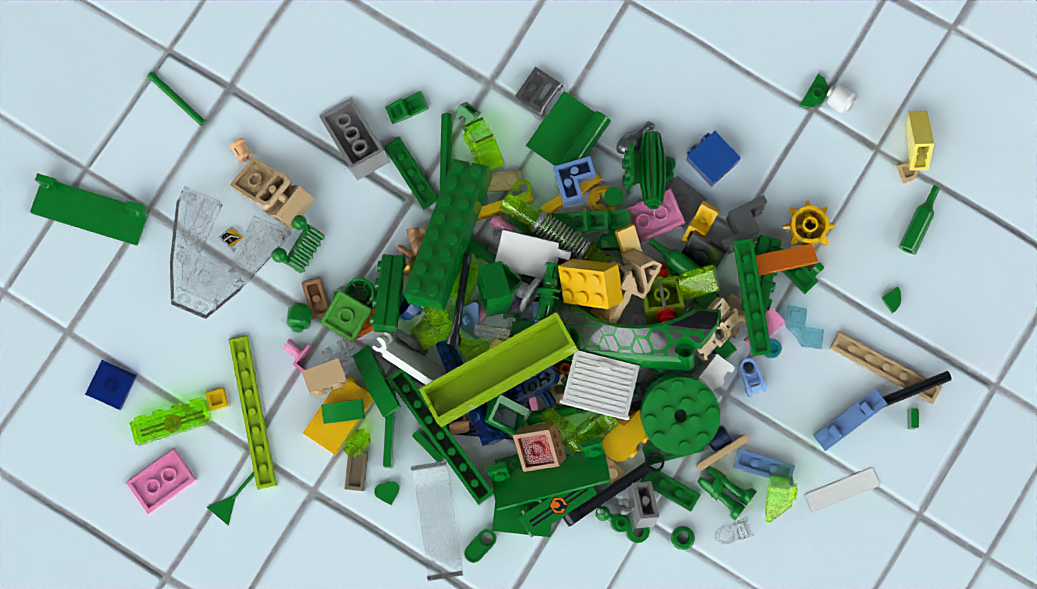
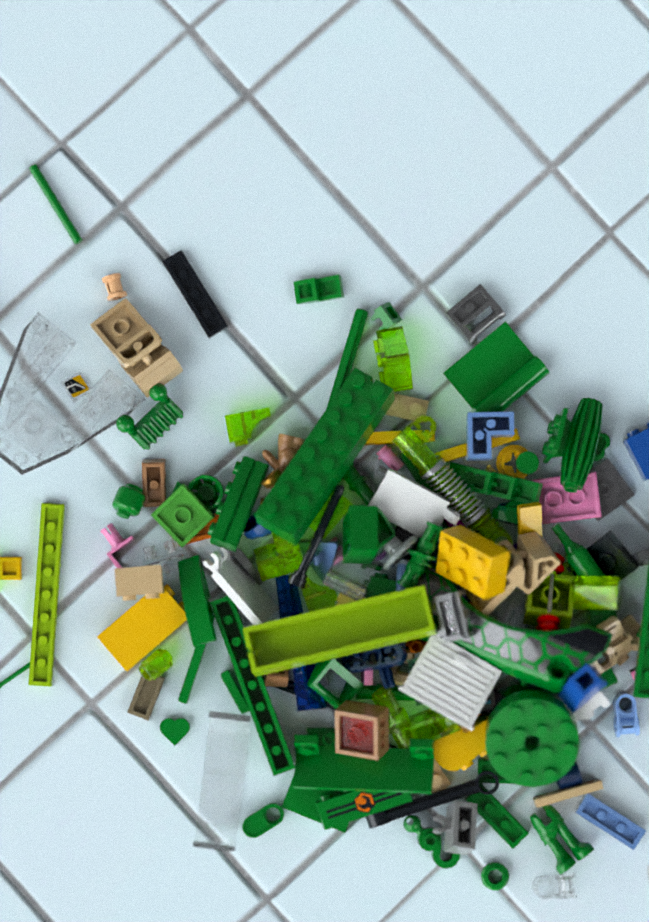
camera: 10 degrees right, 5 degrees up
(308, 138) = (195, 294): none -> black tile
(343, 411) = (149, 626): green slope -> none
(354, 139) = (248, 309): light grey slope -> none
(375, 230) = (241, 425): none -> clear neon green arch
(411, 173) = (302, 368): green tile -> none
(586, 332) = (451, 617): none -> flat silver window
(634, 137) = (569, 400): flat silver piece -> none
(702, 221) = (620, 520): yellow brick -> none
(708, 359) = (582, 687): none -> blue slope
(779, 496) = (618, 863): clear neon green slope -> none

